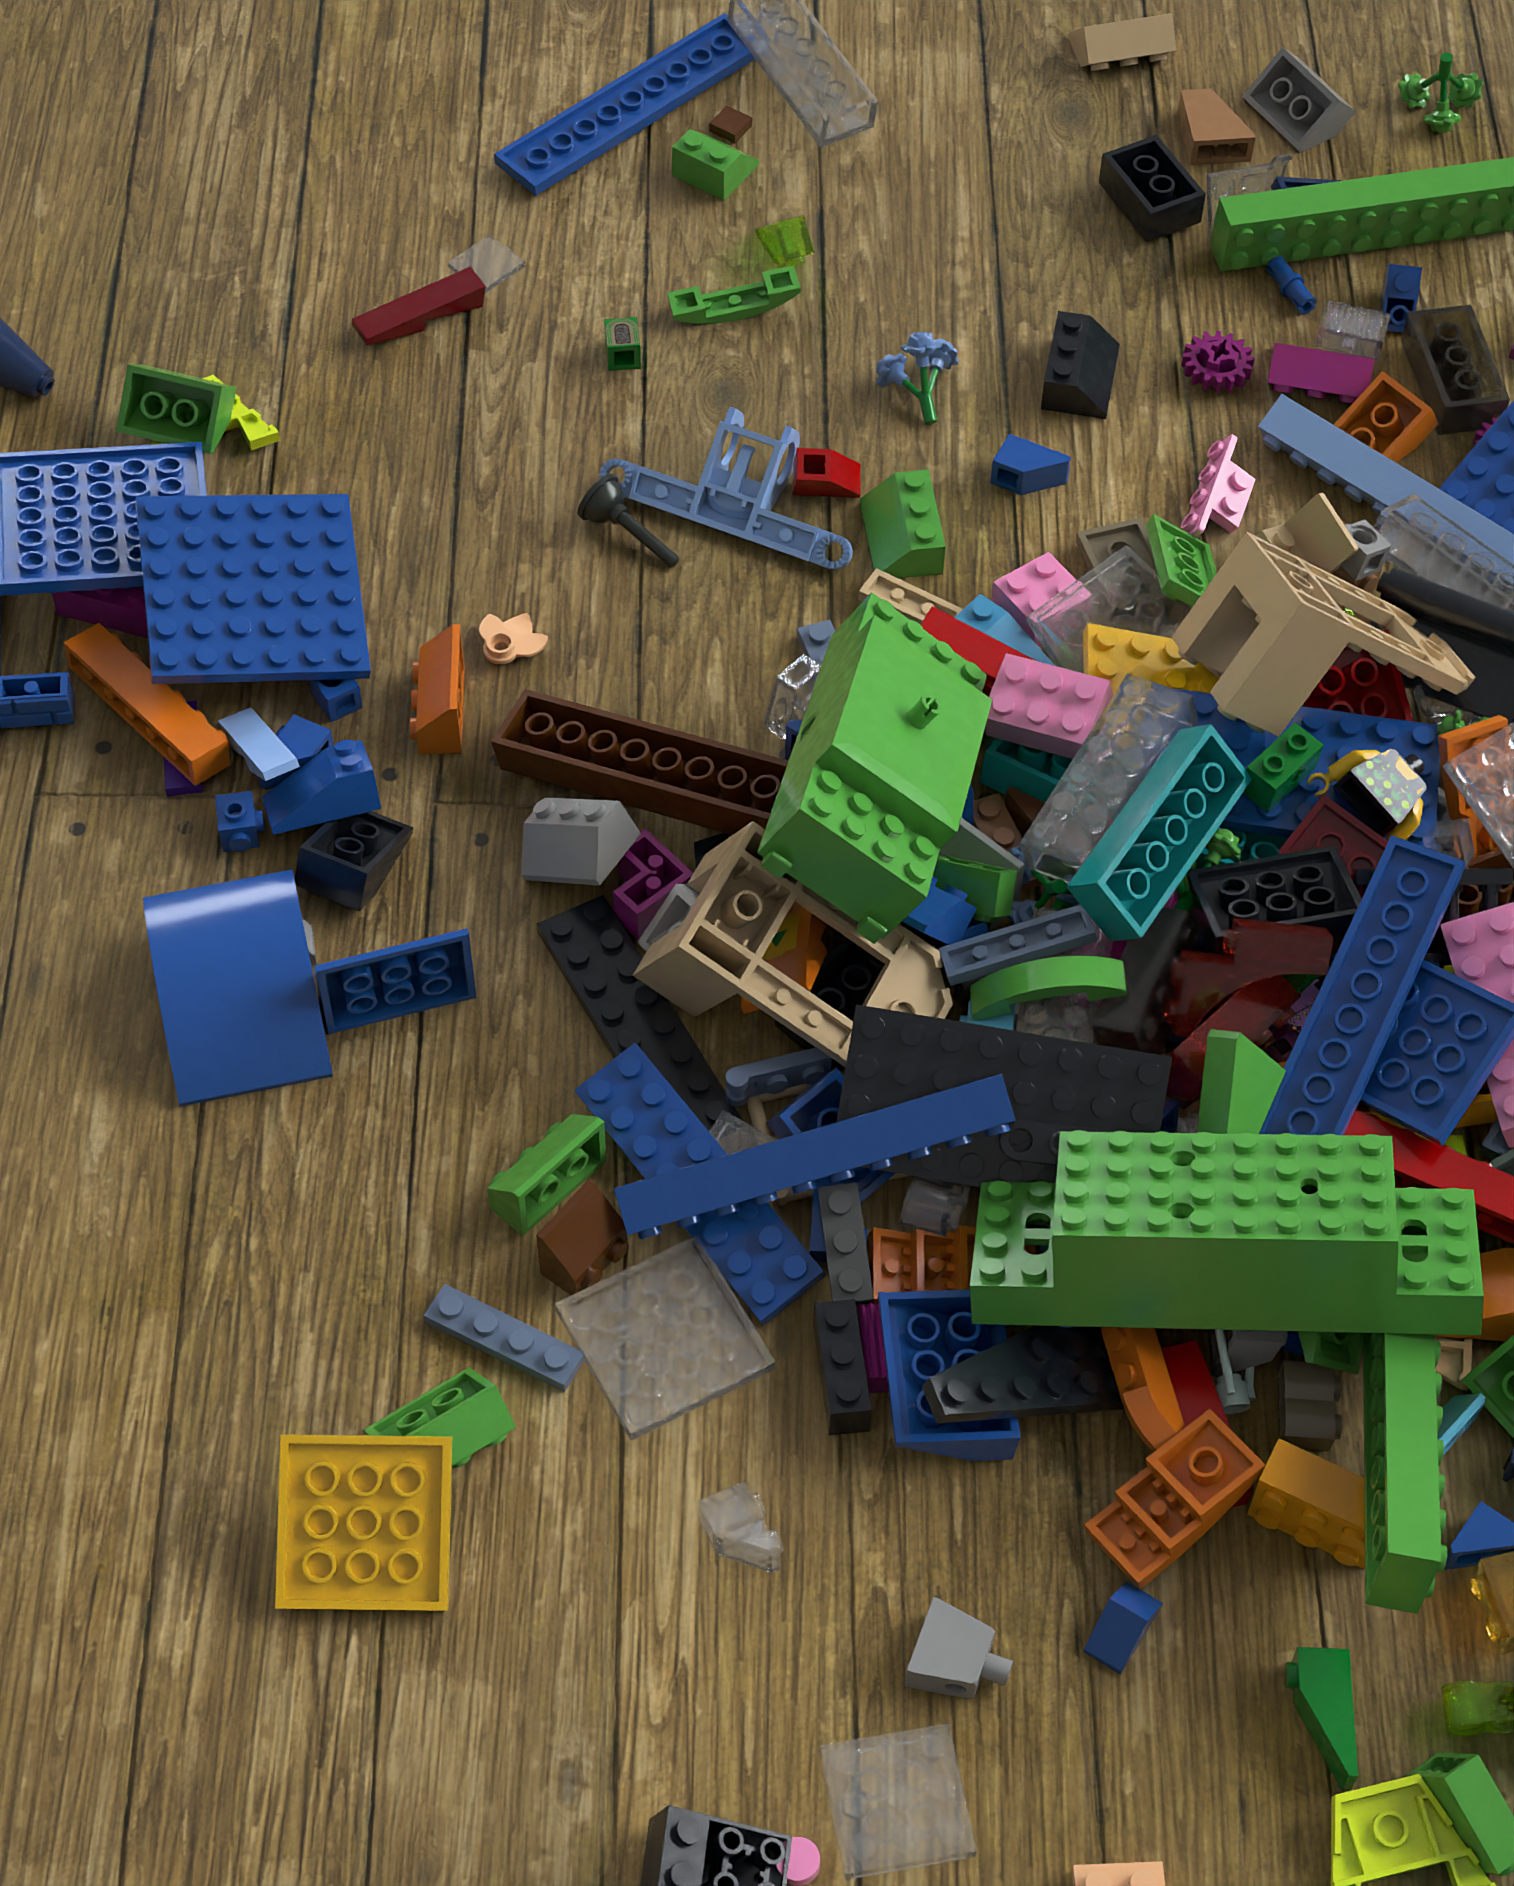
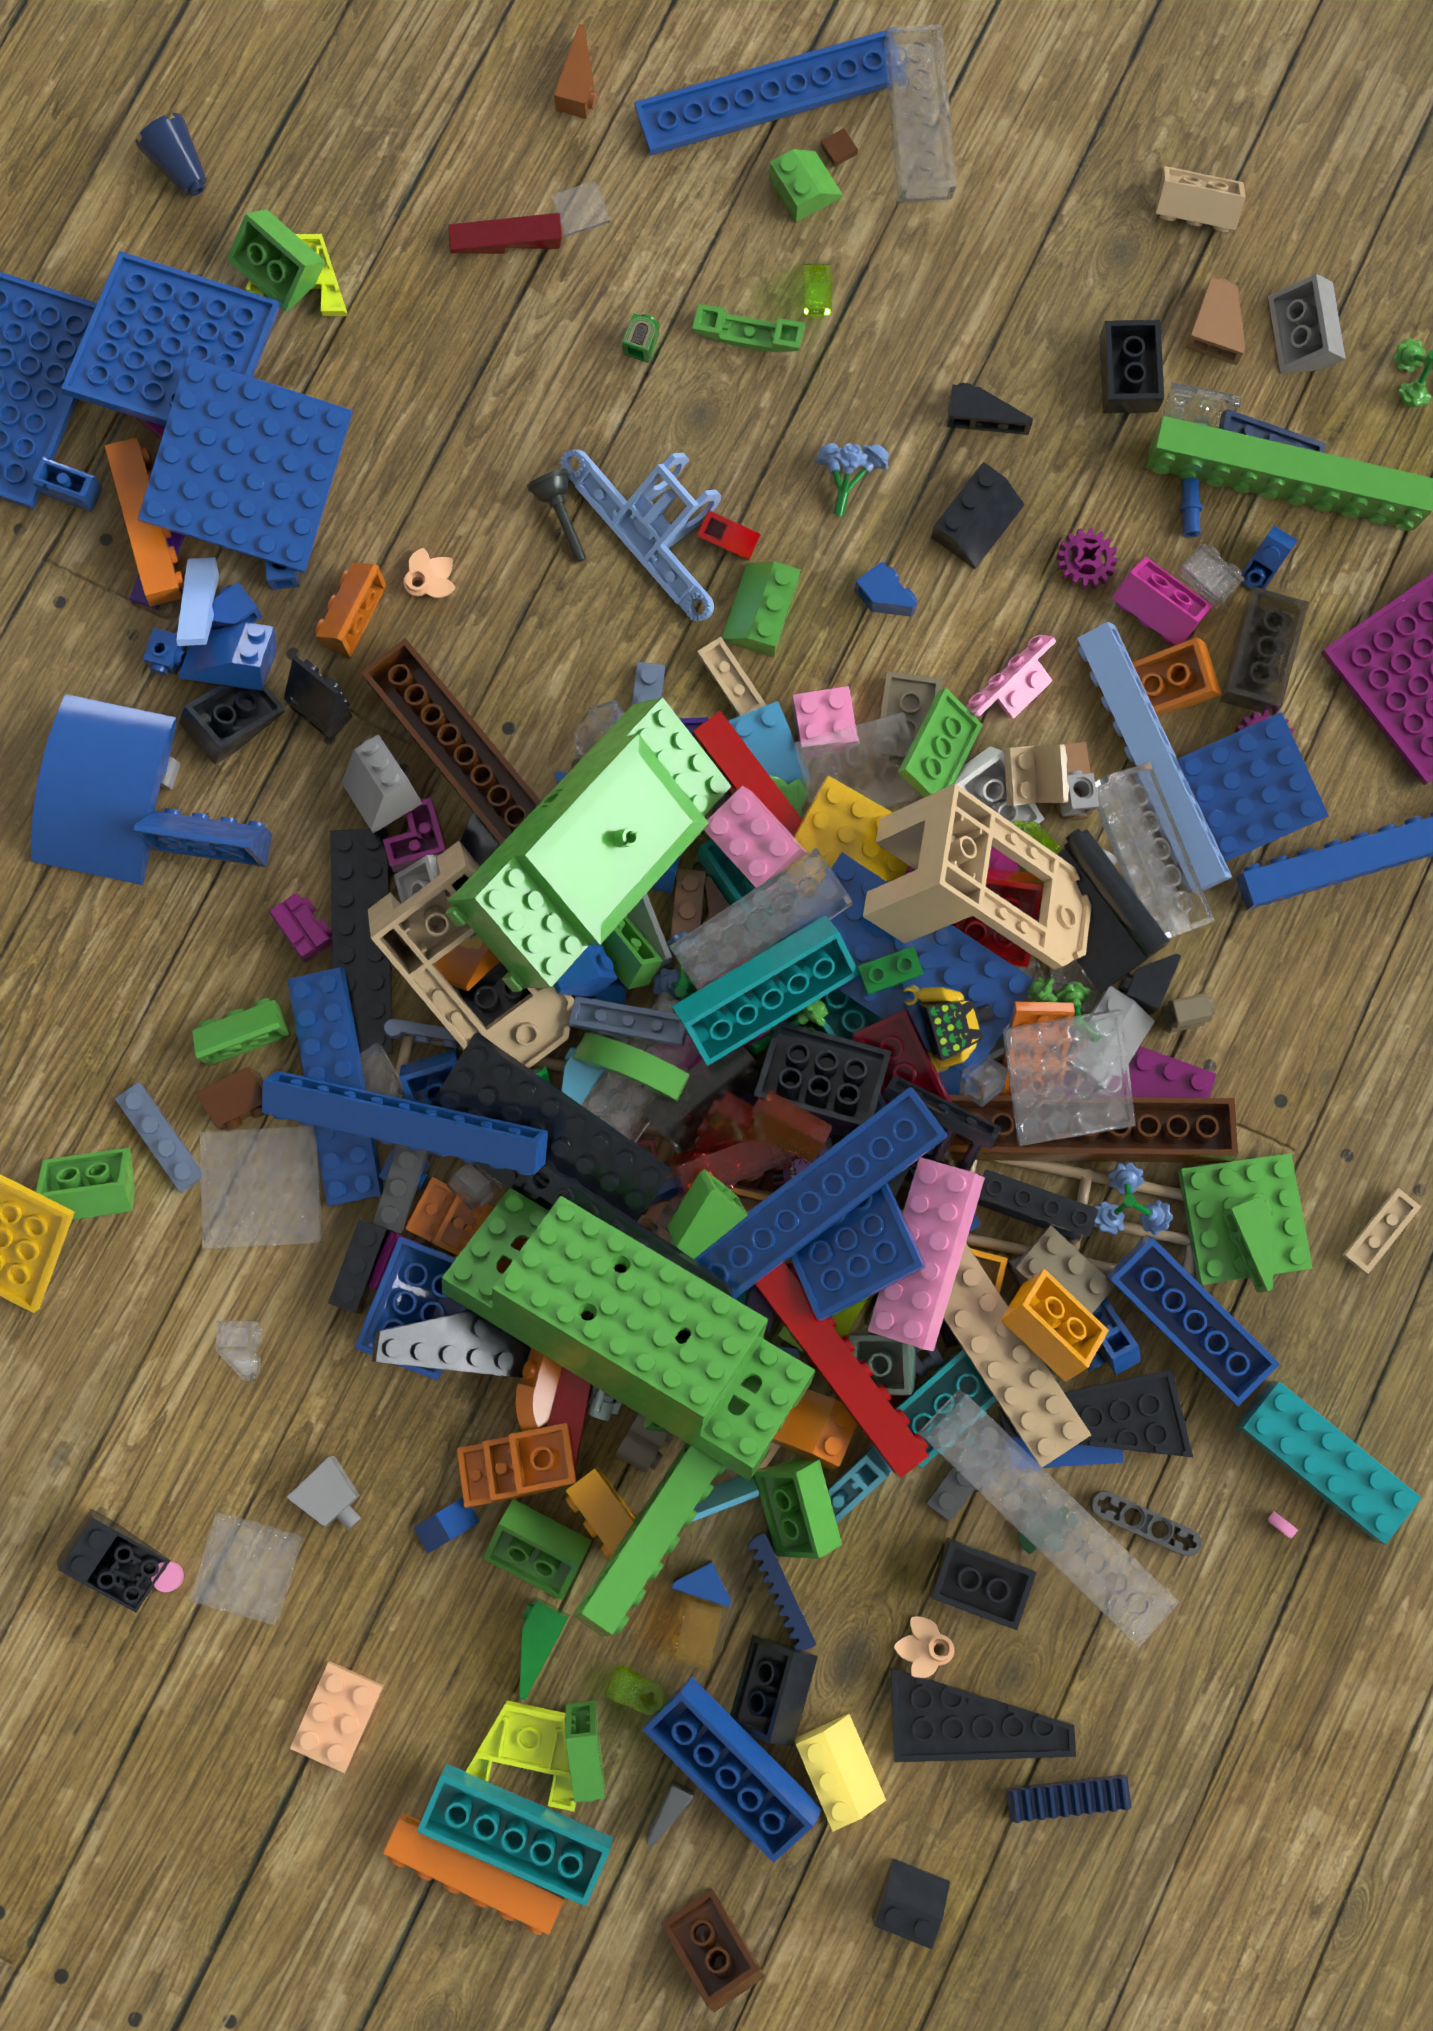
camera: 25 degrees right, 25 degrees up
(423, 157) = (576, 85): none -> dark orange slope
(452, 784) = (316, 698): none -> black slope
(558, 1033) = (301, 927): none -> magenta brick
(1025, 279) = (980, 410): none -> black slope
(1257, 1597) = (537, 1549): none -> bright green slope

